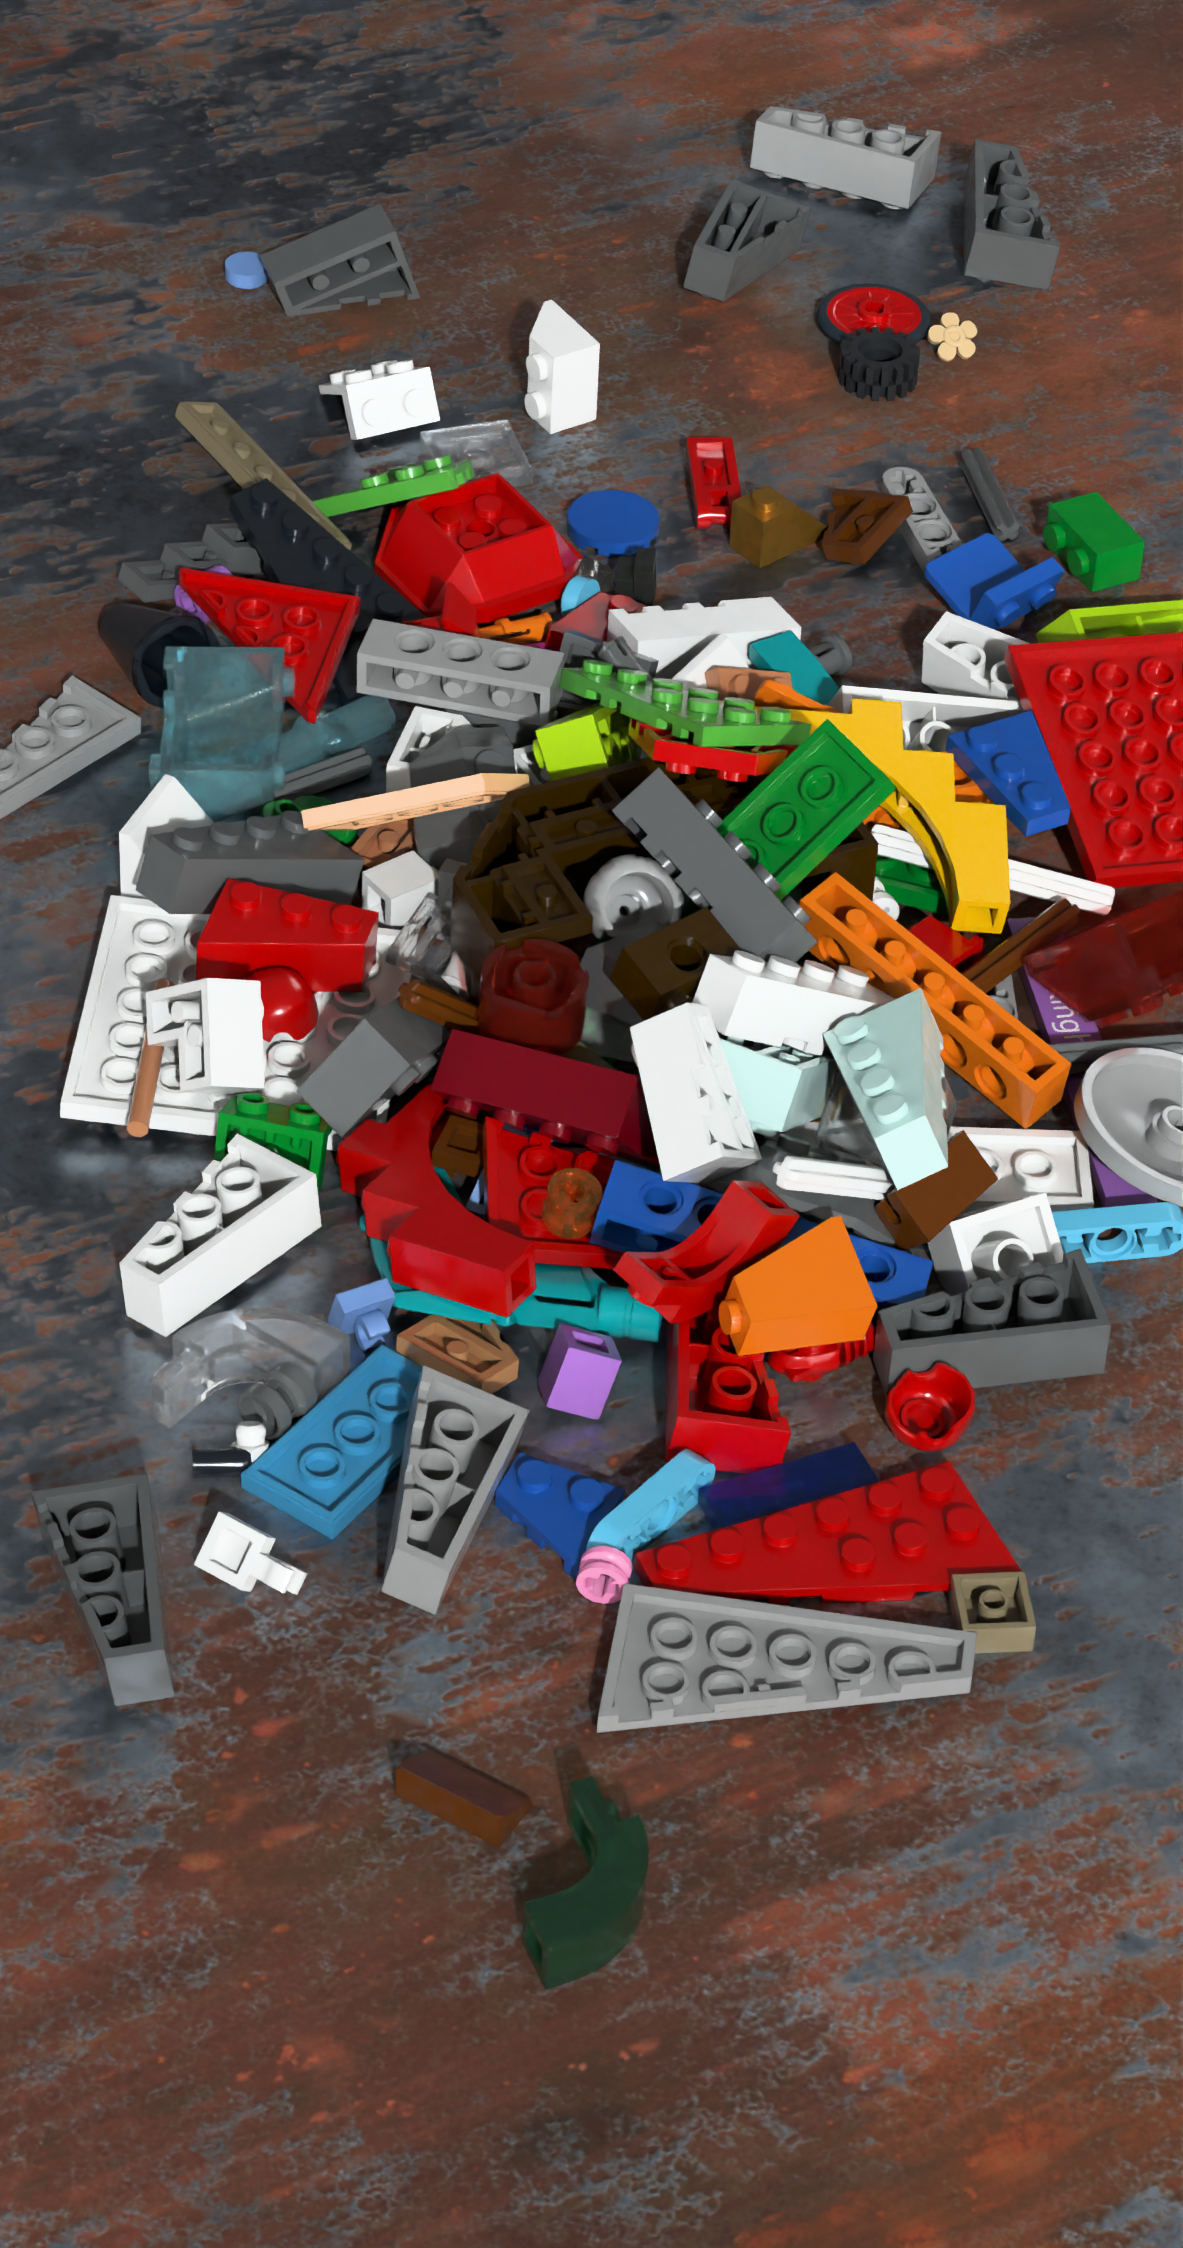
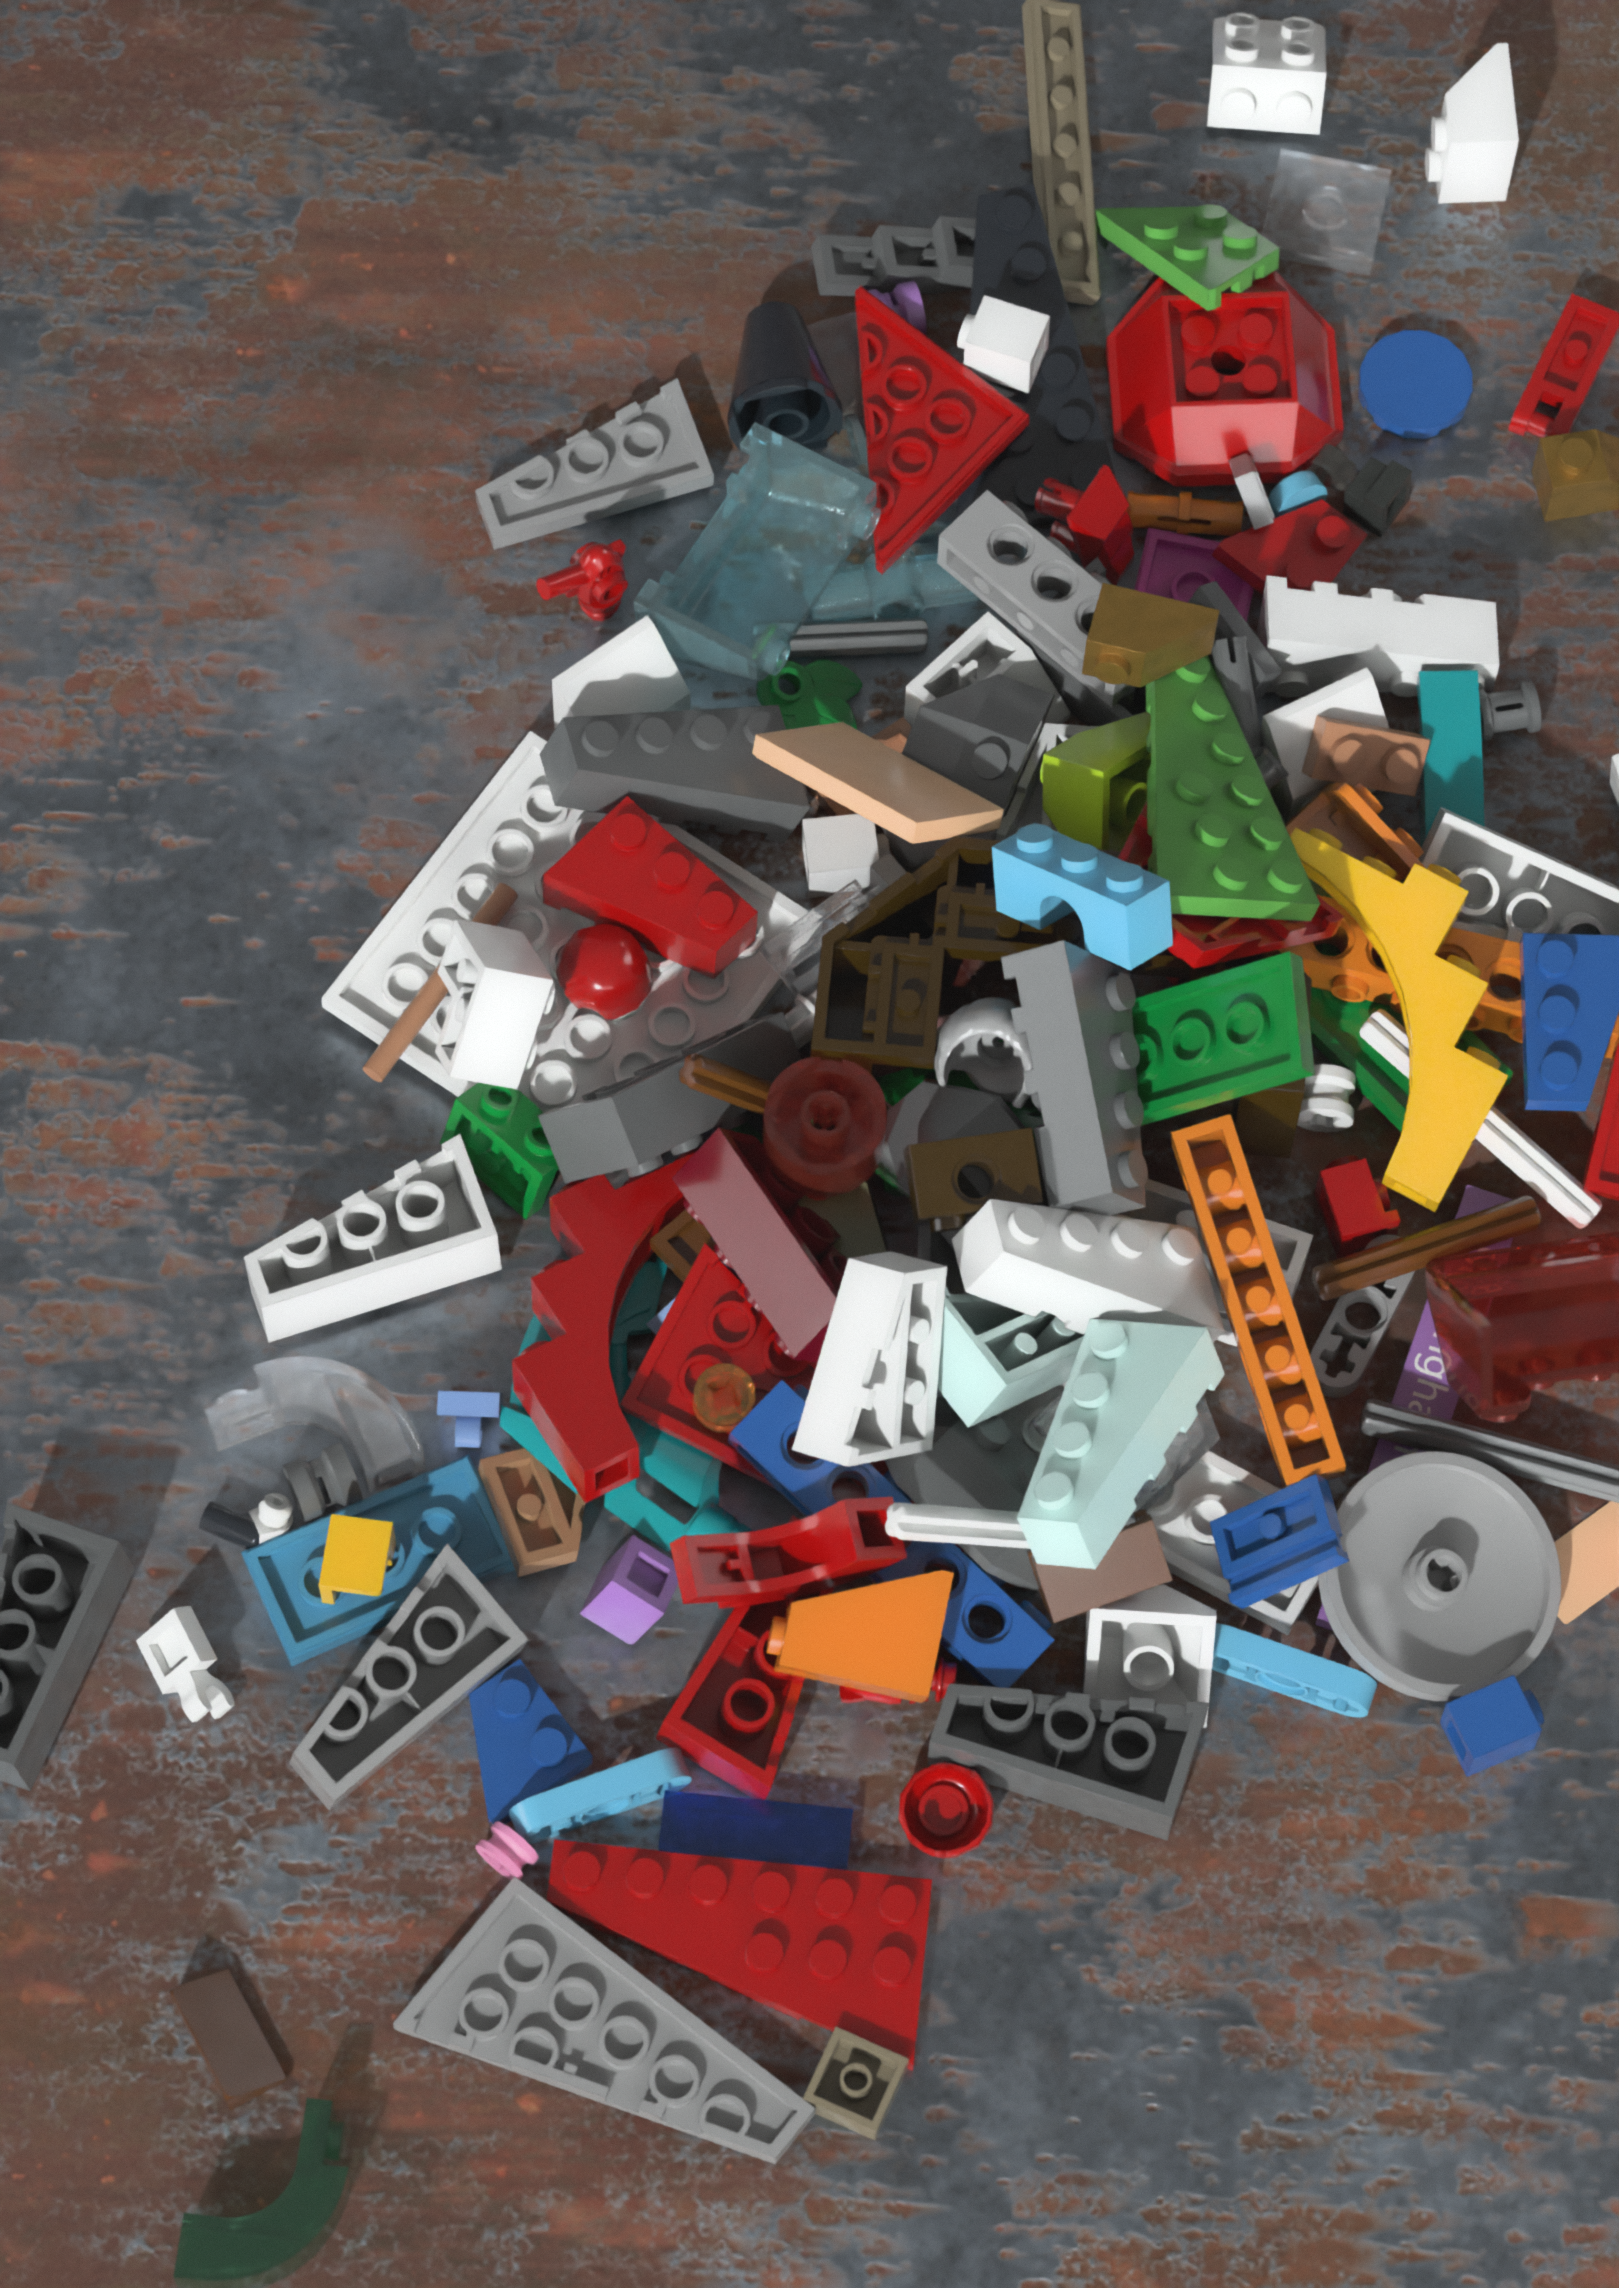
camera: 30 degrees right, 25 degrees up
(99, 792) = (593, 576): none -> red piece
(314, 558) = (1004, 343): none -> white brick
(342, 1417) = (356, 1556): none -> yellow panel
(551, 592) = (1252, 490): none -> light grey tile
(557, 643) = (1145, 636): none -> pearl gold slope
(683, 740) = (1118, 902): none -> medium azure arch
(1053, 1137) = (1279, 1541): none -> blue plate

